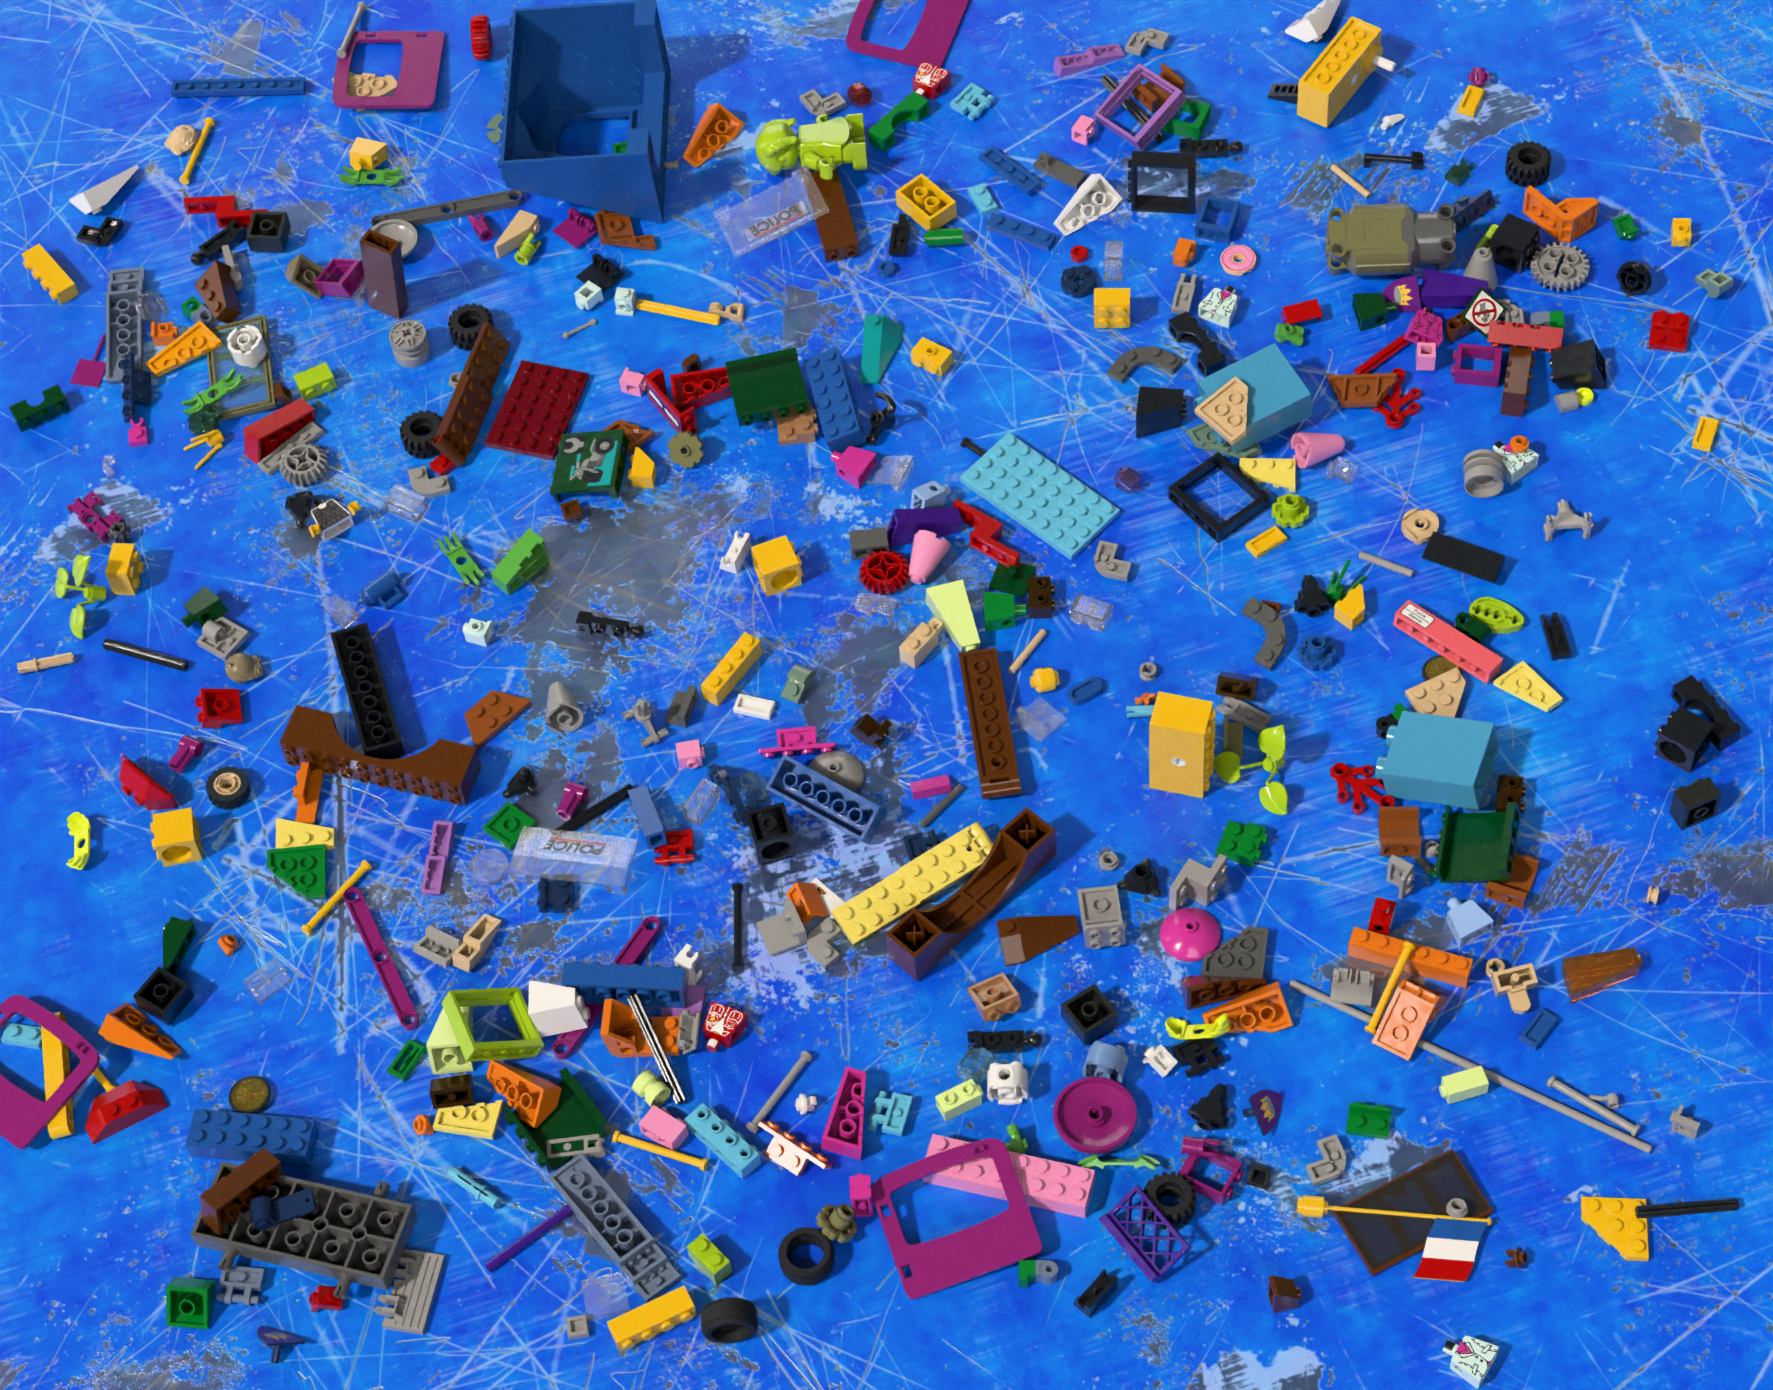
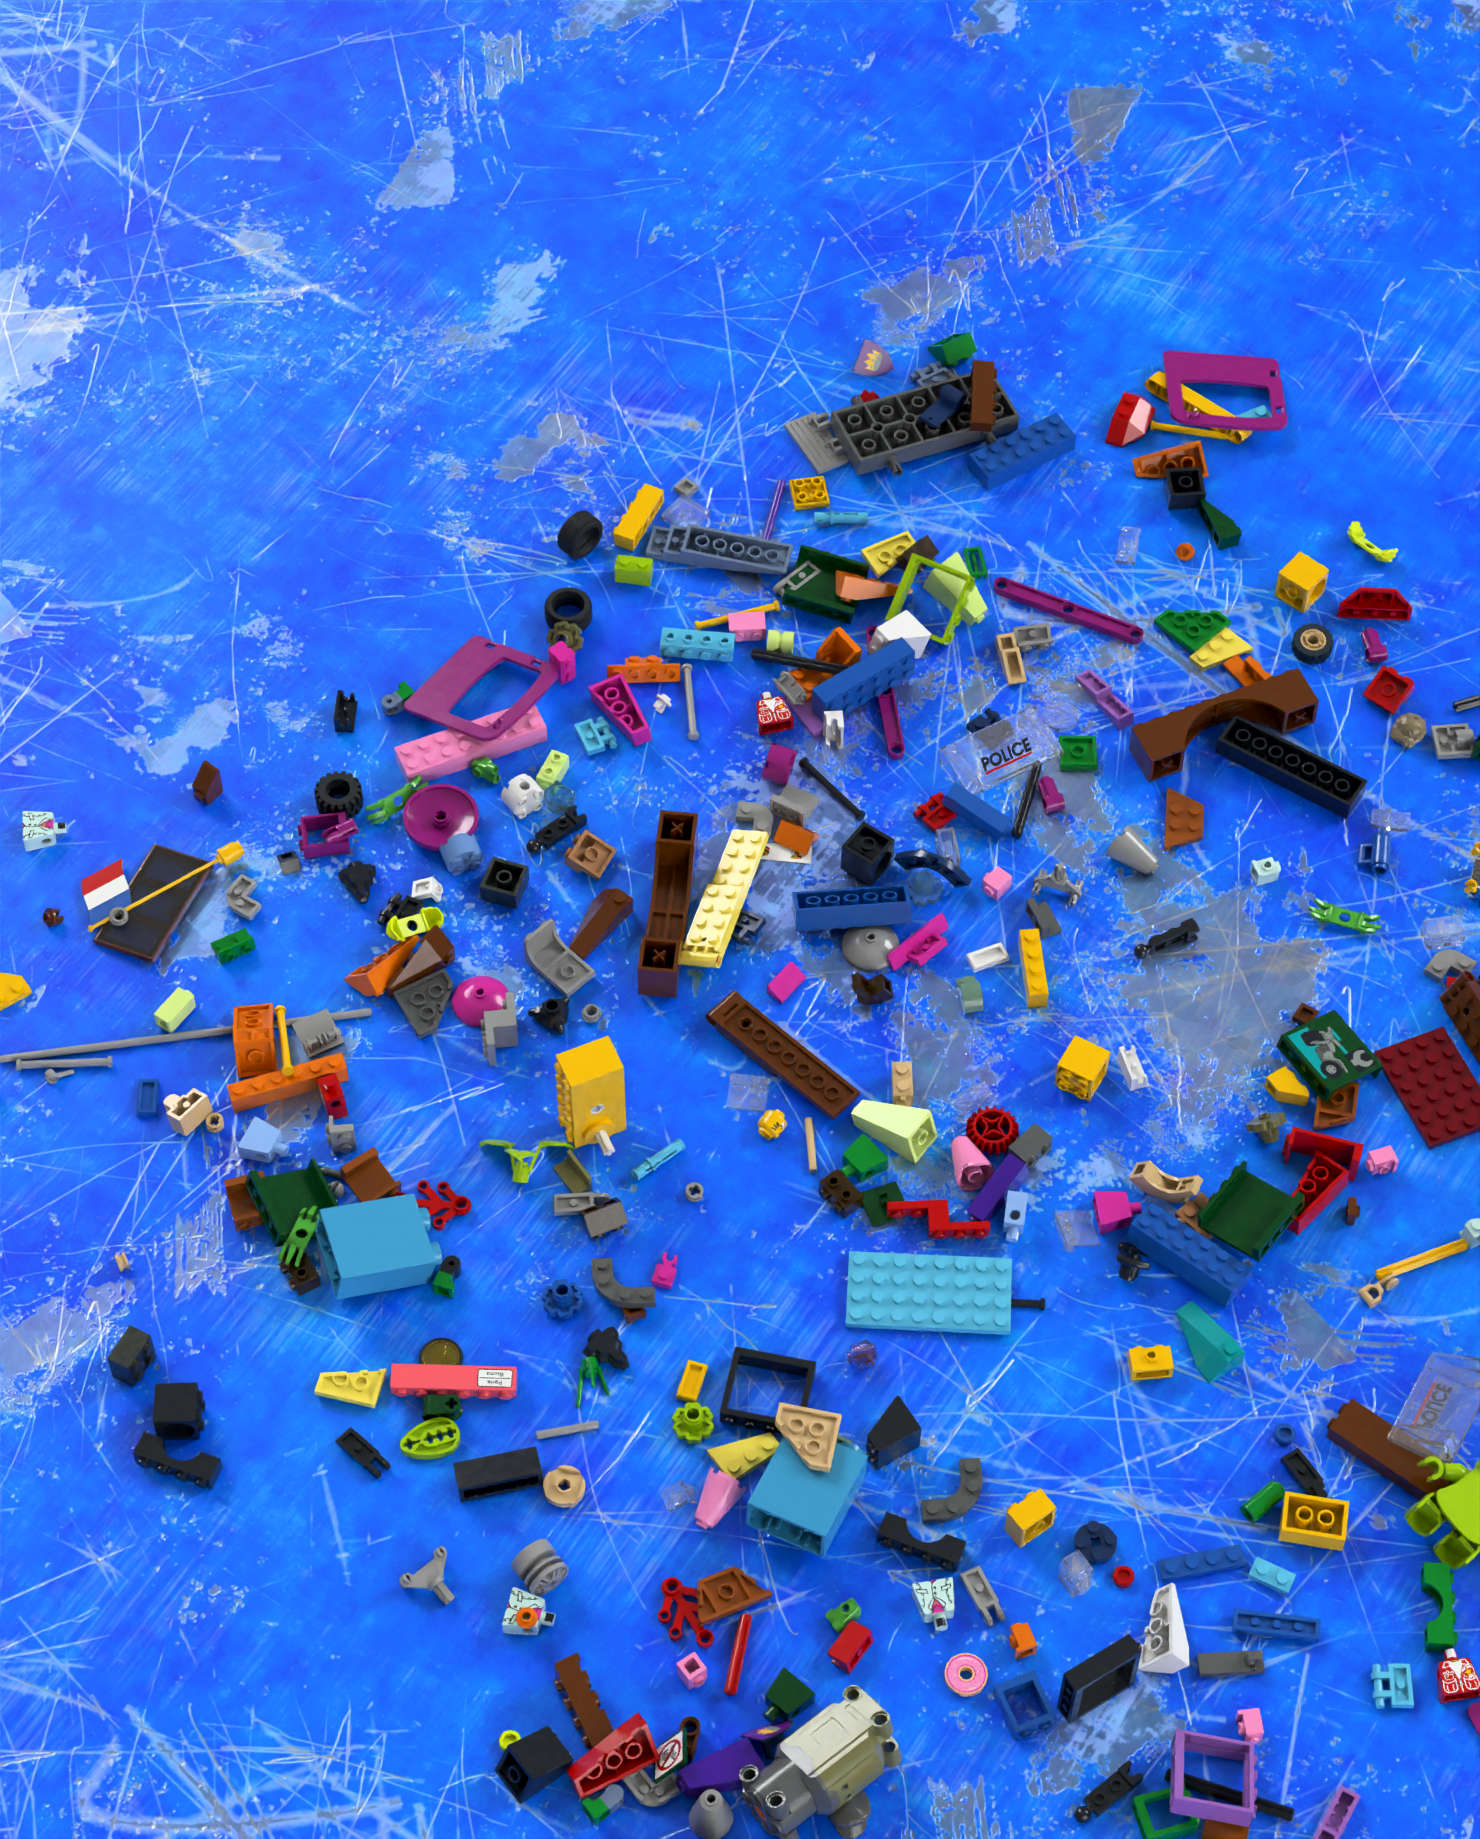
camera: 135 degrees right, 0 degrees up
(249, 1095) = (1056, 478): clear yellow wheel -> none
(365, 866) = (1150, 658): yellow bar -> none
(422, 1125) = (917, 531): orange plate -> none
(474, 1239) = (809, 493): none -> yellow tile
(520, 562) = (1292, 941): bright green wedge -> none
(521, 782) = (1101, 783): black rock -> none
(764, 967) = (779, 764): none -> magenta brick
(797, 453) = (1164, 1186): none -> tan arch
(941, 805) = (763, 974): dark grey bar -> none
(1085, 691) = (731, 1142): blue tile -> none
(1090, 612) = (785, 1208): clear brick -> none
(1107, 564) = (809, 1263): light grey plate -> none
(1136, 1249) = (338, 757): dark purple fence -> none
(1146, 698) = (675, 1163): orange plant -> none
(1220, 627) = (665, 1274): none -> dark pink plate
(1242, 843) = (495, 1095): green plate -> none
(1266, 1108) = (315, 900): dark purple shield -> none
(1351, 609) = (561, 1359): yellow slope -> none
(1425, 328) = (717, 1705): dark pink torso -> none
(1438, 695) = (423, 1322): tan plate -> none
(1477, 377) = (649, 1715): magenta window -> none
(1482, 819) = (296, 1243): none -> bright green piece
(1566, 401) = (523, 1721): light grey brick -> none
(1598, 971) = (126, 1167): clear orange slope -> none
(1705, 434) = (363, 1776): yellow tile -> none

